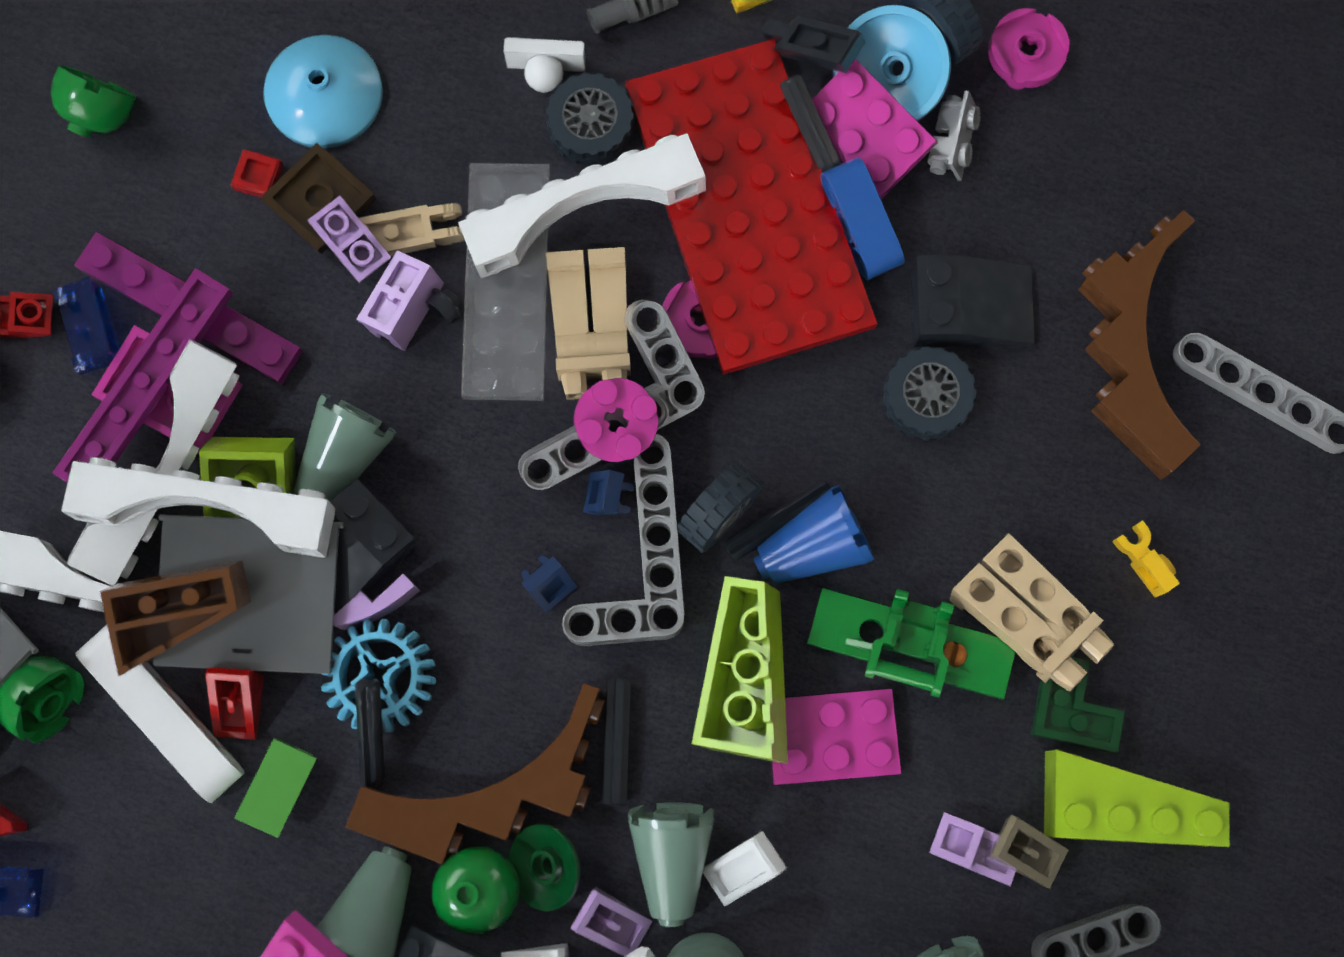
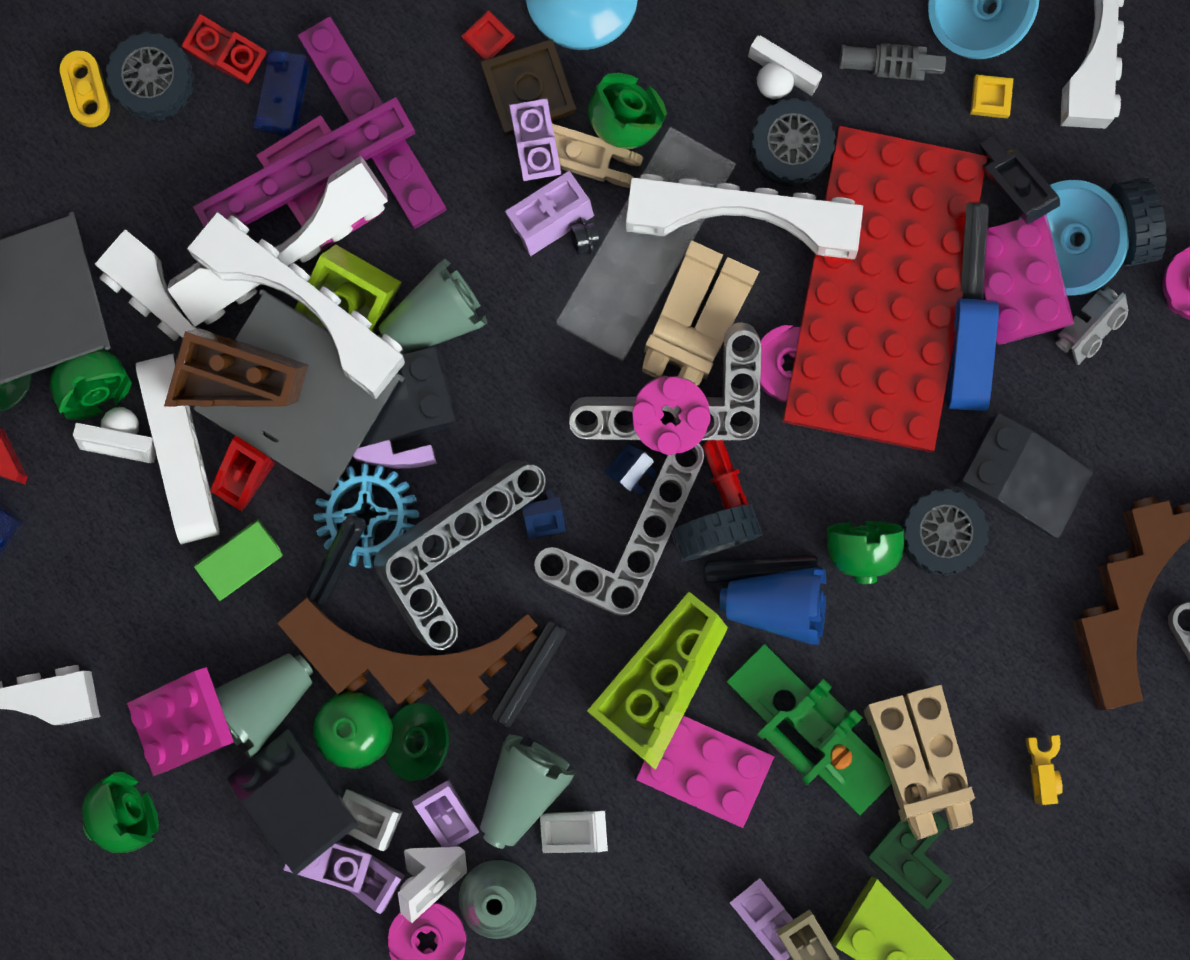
camera: 25 degrees right, 5 degrees up
(93, 735) = (116, 437): none -> white tile
(420, 172) = (625, 112): none -> green cylinder
(469, 657) = (448, 542): none -> dark grey beam
(697, 452) = (724, 474): none -> red axle
(867, 447) = (865, 549): none -> green cylinder

